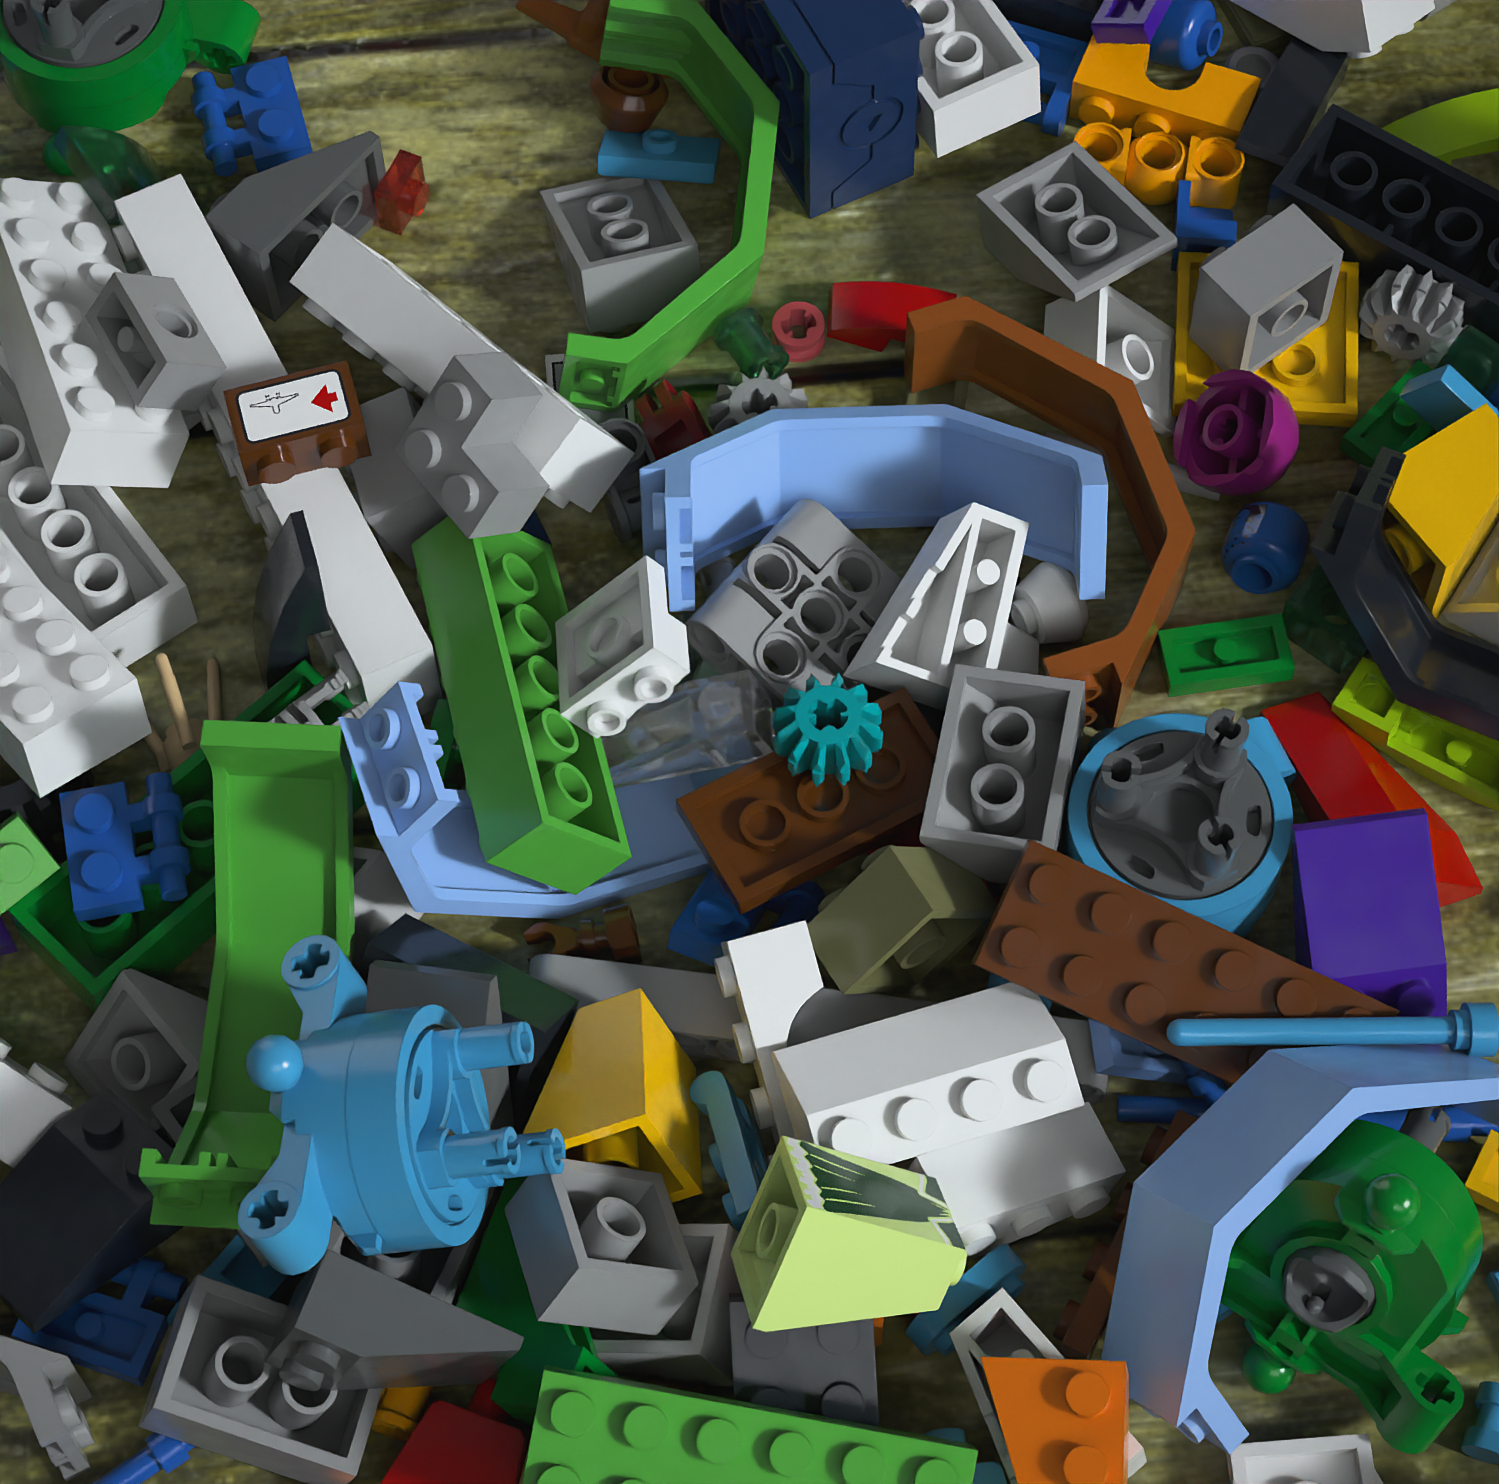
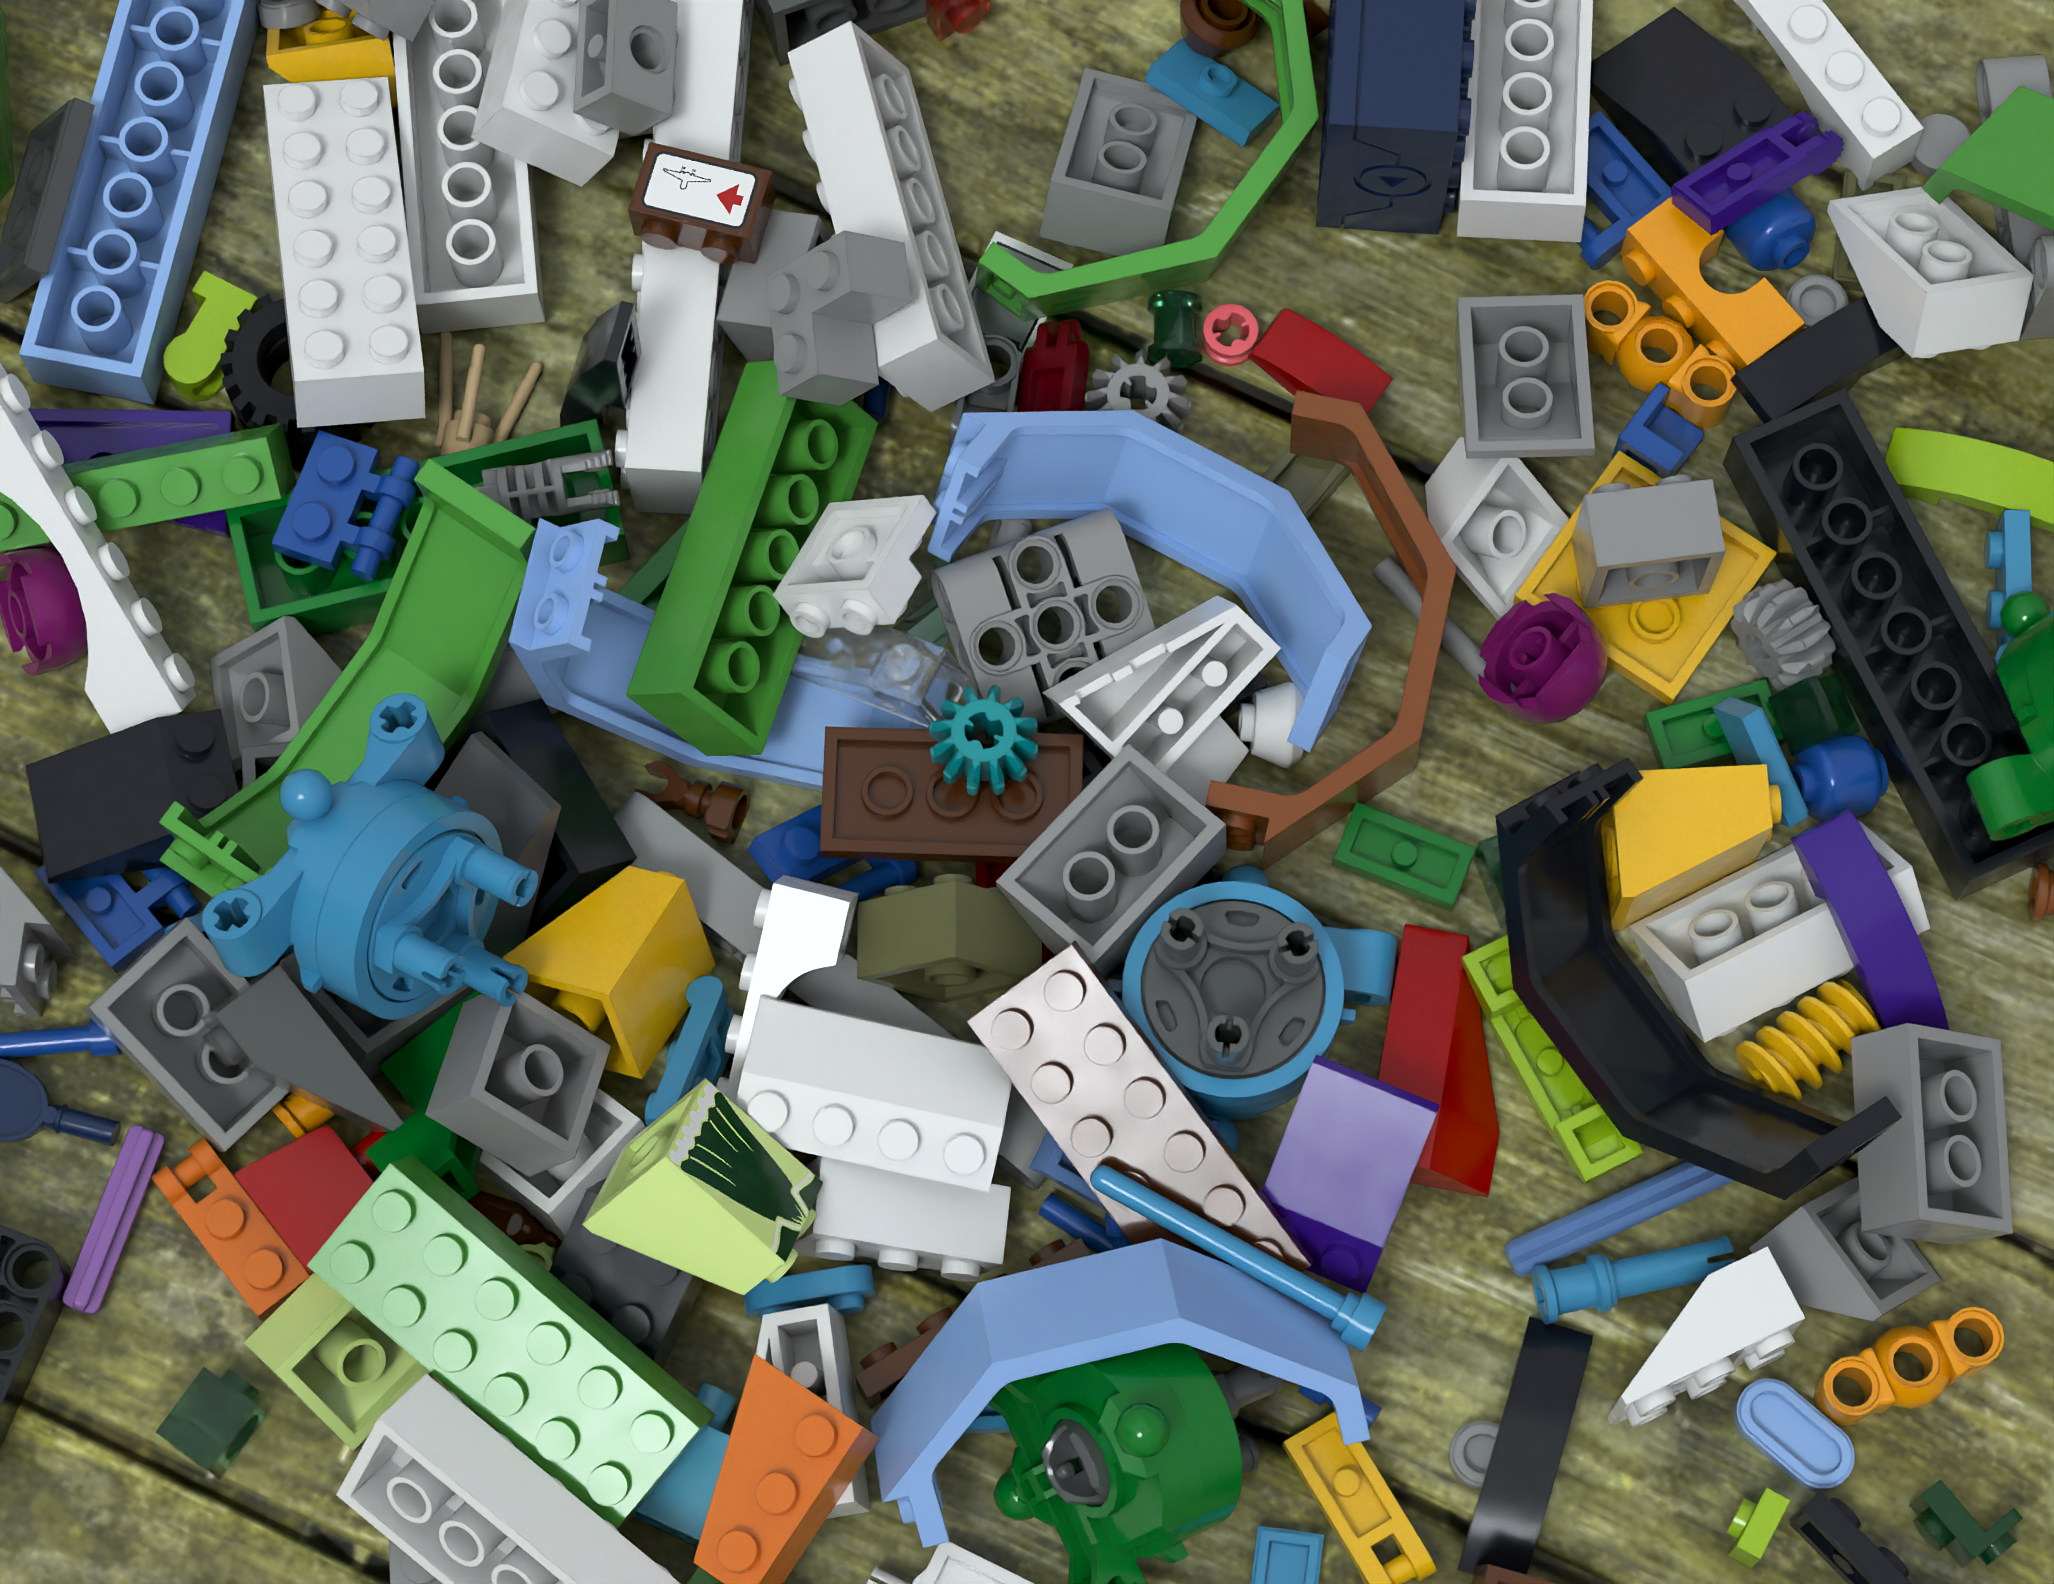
camera: 30 degrees right, 10 degrees up
(1265, 547) = (1502, 774): blue head -> none

